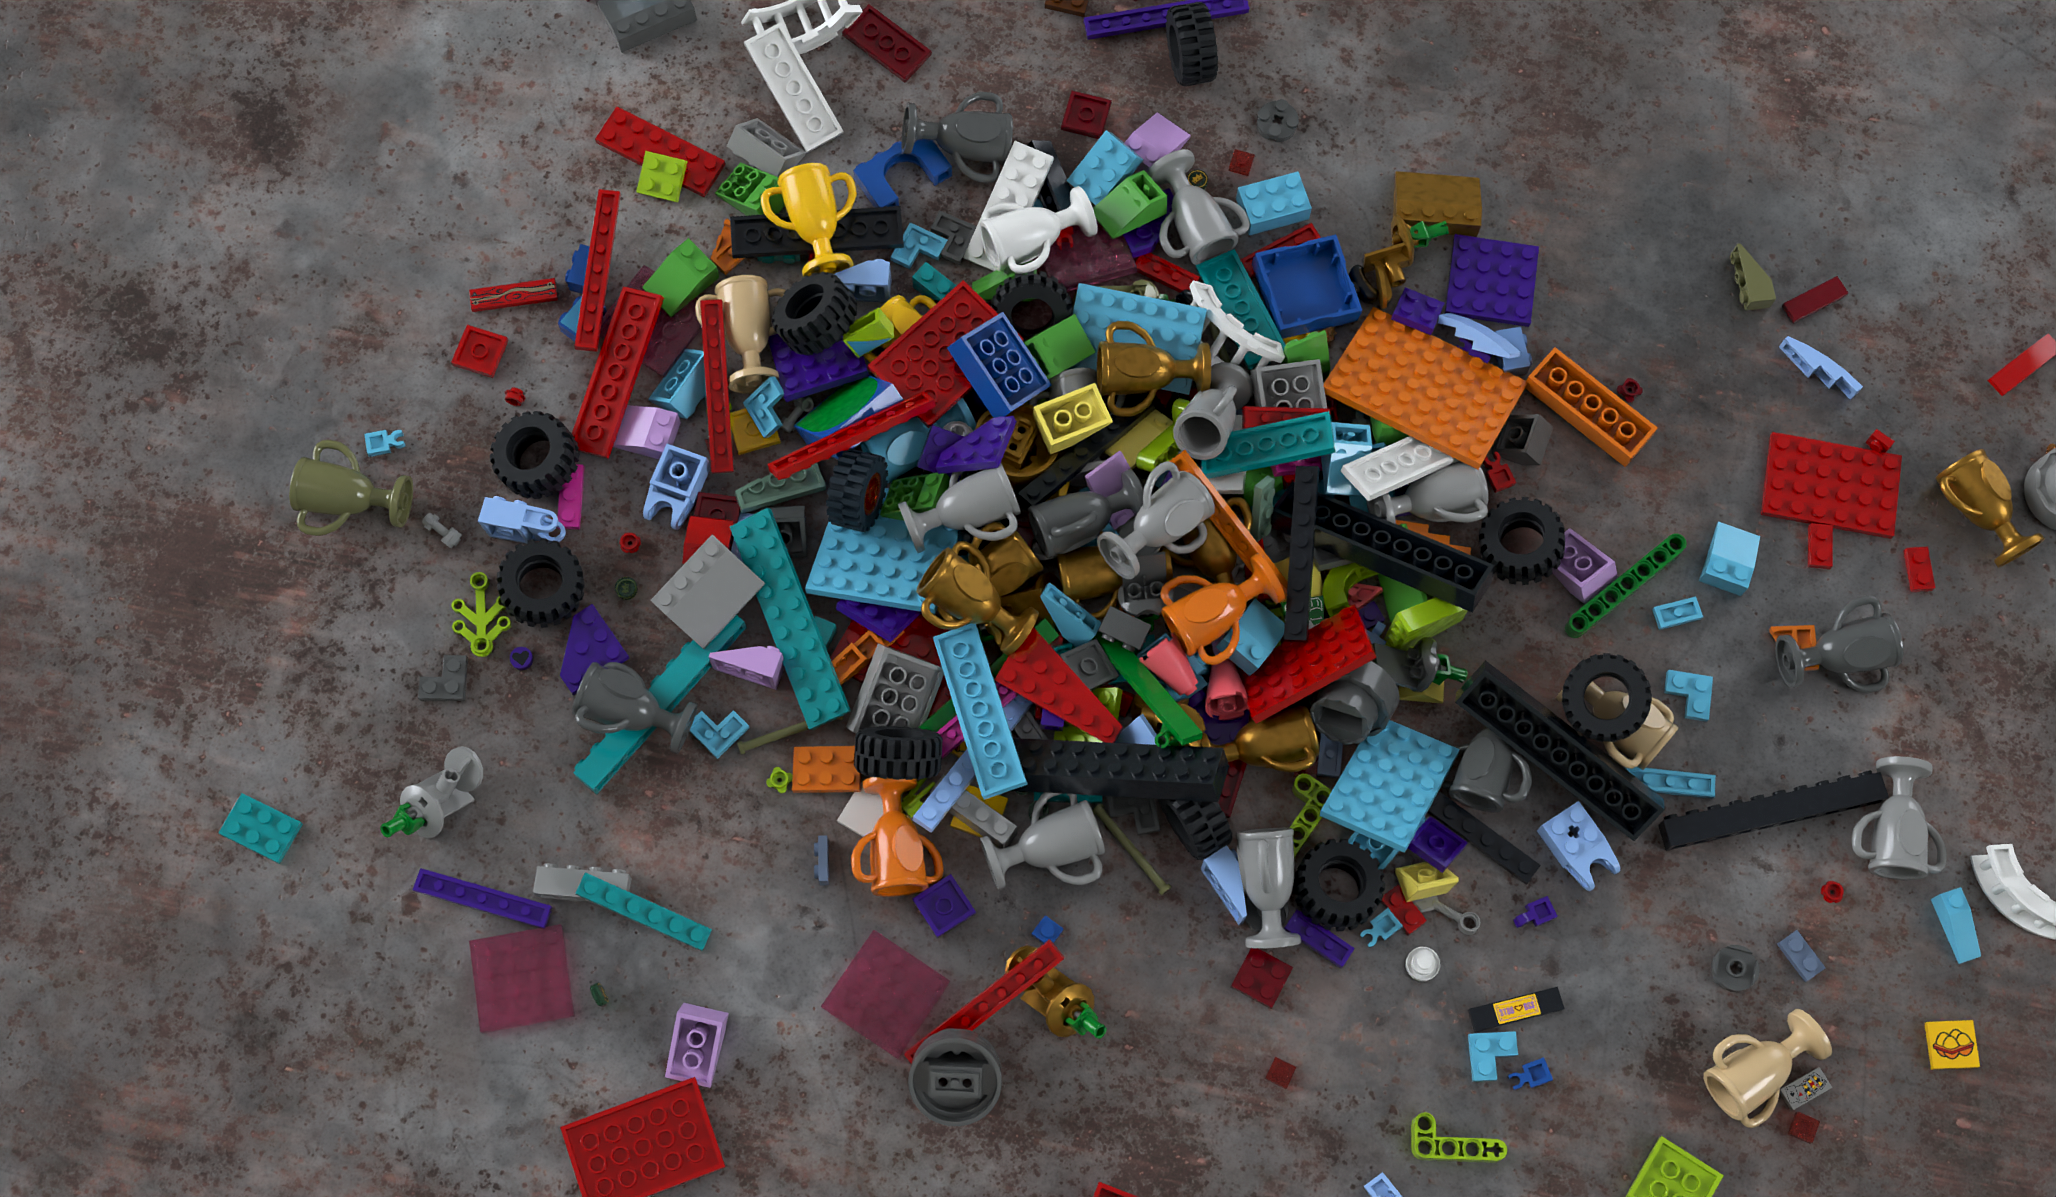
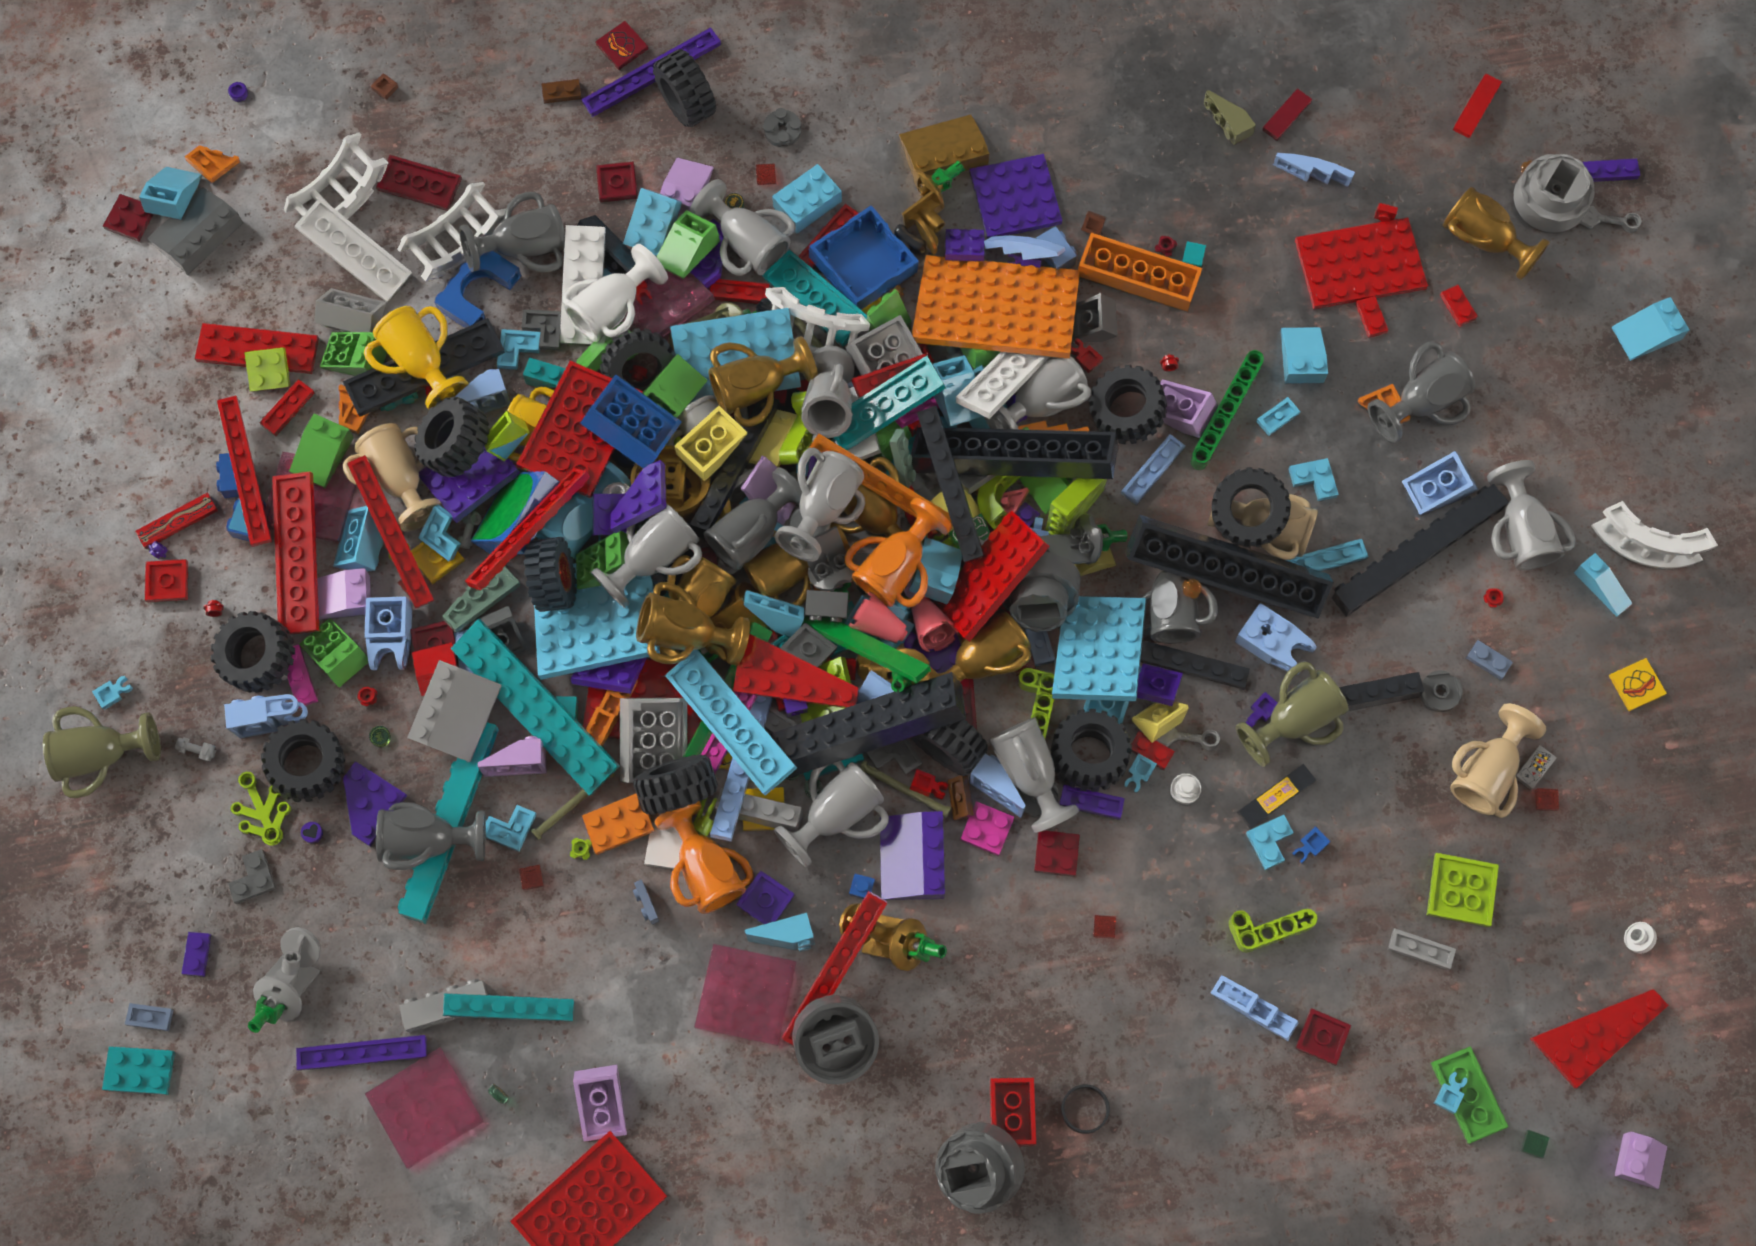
camera: 20 degrees left, 0 degrees up
(291, 779) = (149, 1017): none -> sand blue plate
(361, 735) = (196, 954): none -> dark purple plate
(483, 317) = (157, 550): none -> dark purple plate
(614, 486) = (334, 652): none -> bright green slope
(666, 222) = (287, 407): none -> red plate
(719, 789) = (531, 877): none -> clear red plate
(869, 136) = (437, 268): none -> white fence
(953, 949) = (786, 933): none -> medium azure slope
(1030, 318) = (638, 373): none -> red plate
(1111, 922) = (913, 857): none -> slope
(1154, 851) = (925, 784): none -> red plate
(1184, 880) = (960, 797): none -> reddish brown plate
(1200, 923) = (987, 828): none -> dark pink plate
(1511, 758) = (1192, 588): none -> clear orange plate
(1522, 618) = (1153, 469): none -> light blue tile
(1562, 338) = (1093, 223): none -> copper plate
(1572, 932) = (1298, 713): none -> olive piece
(1584, 513) = (1169, 363): none -> red plate
(1655, 409) = (1194, 254): none -> teal brick
(1668, 943) = (1383, 691): none -> black brick
(1823, 750) = (1440, 484): none -> light blue slope

